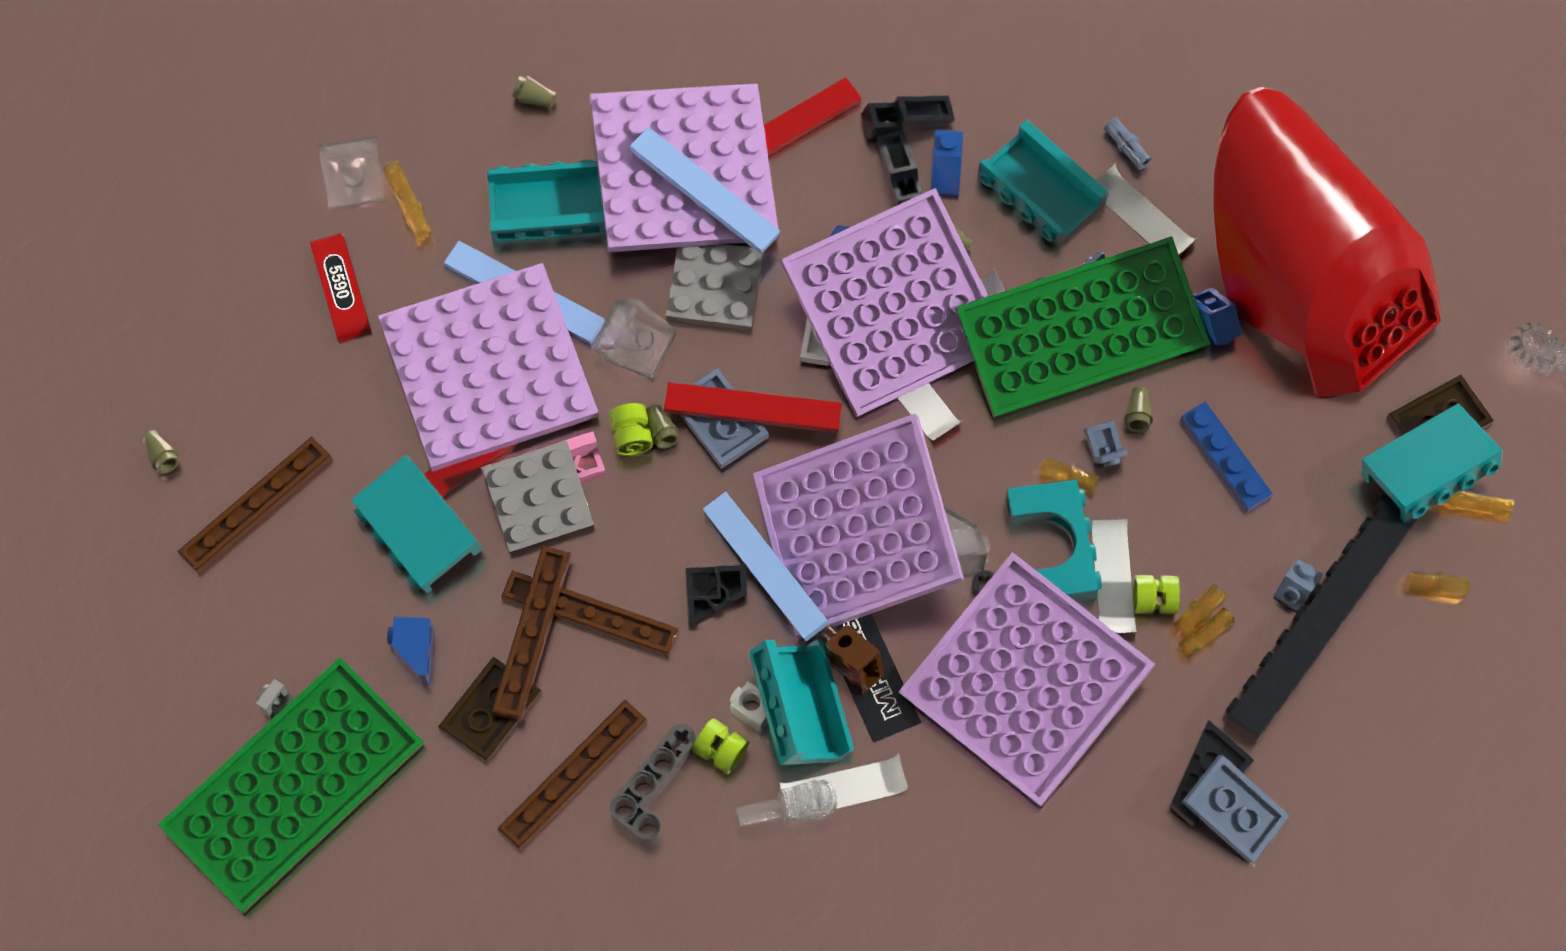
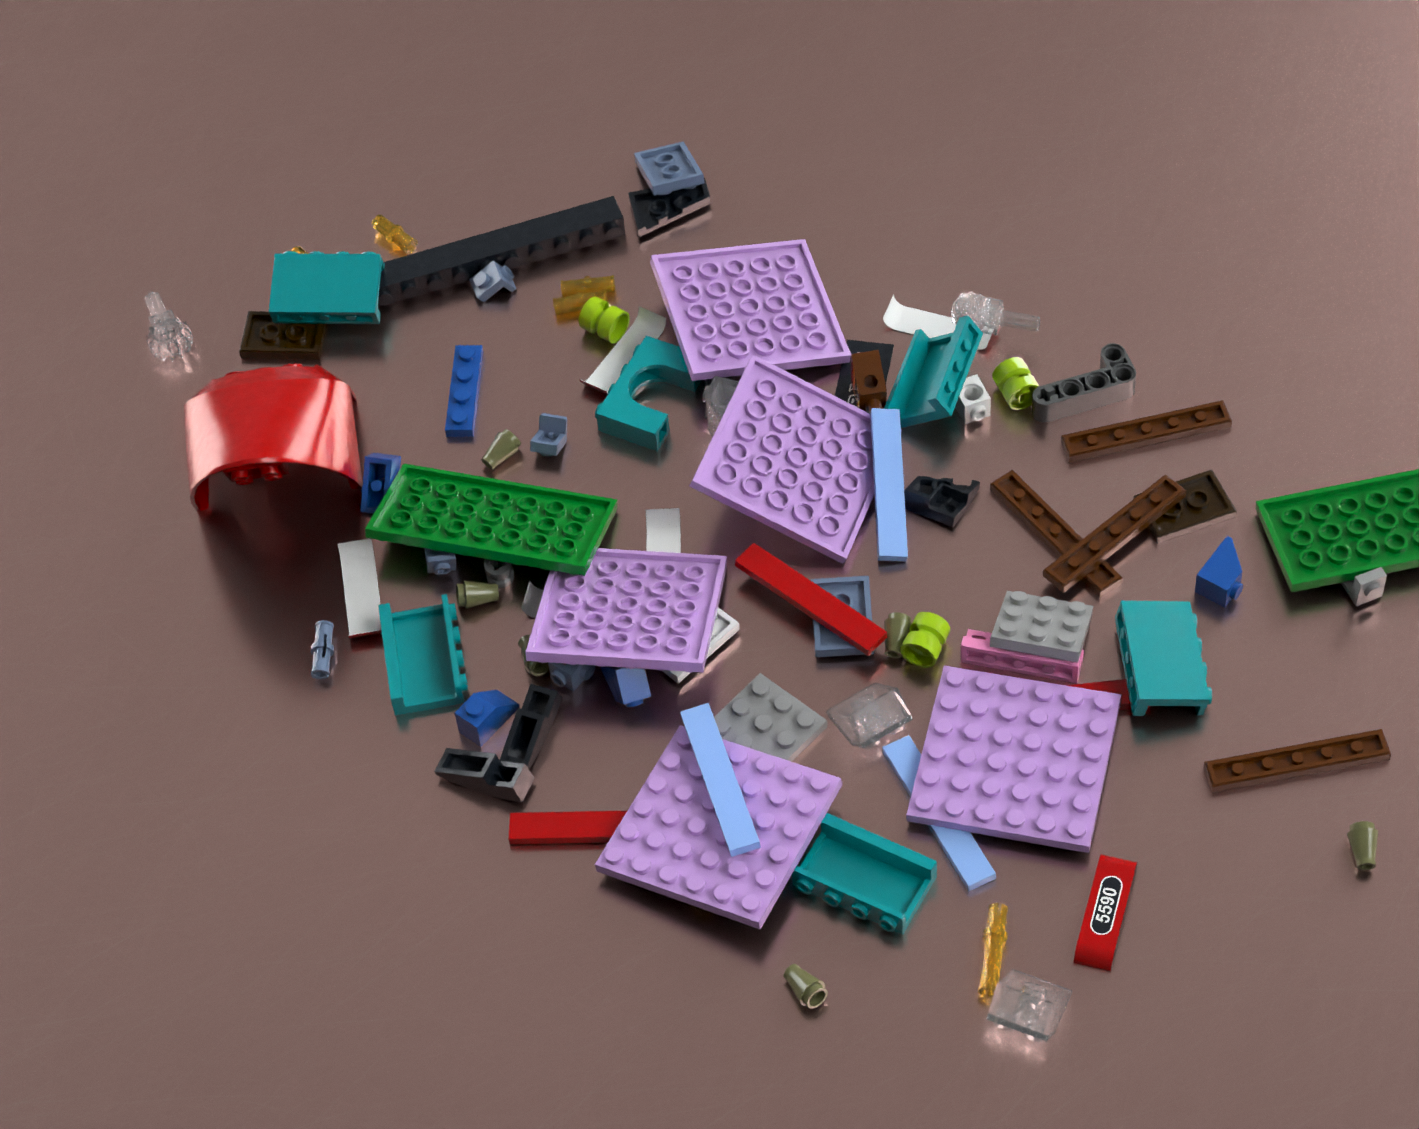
camera: 140 degrees left, 15 degrees down
(1045, 260) = (475, 593): none -> olive cone
(1065, 472) = (594, 434): clear yellow axle -> none

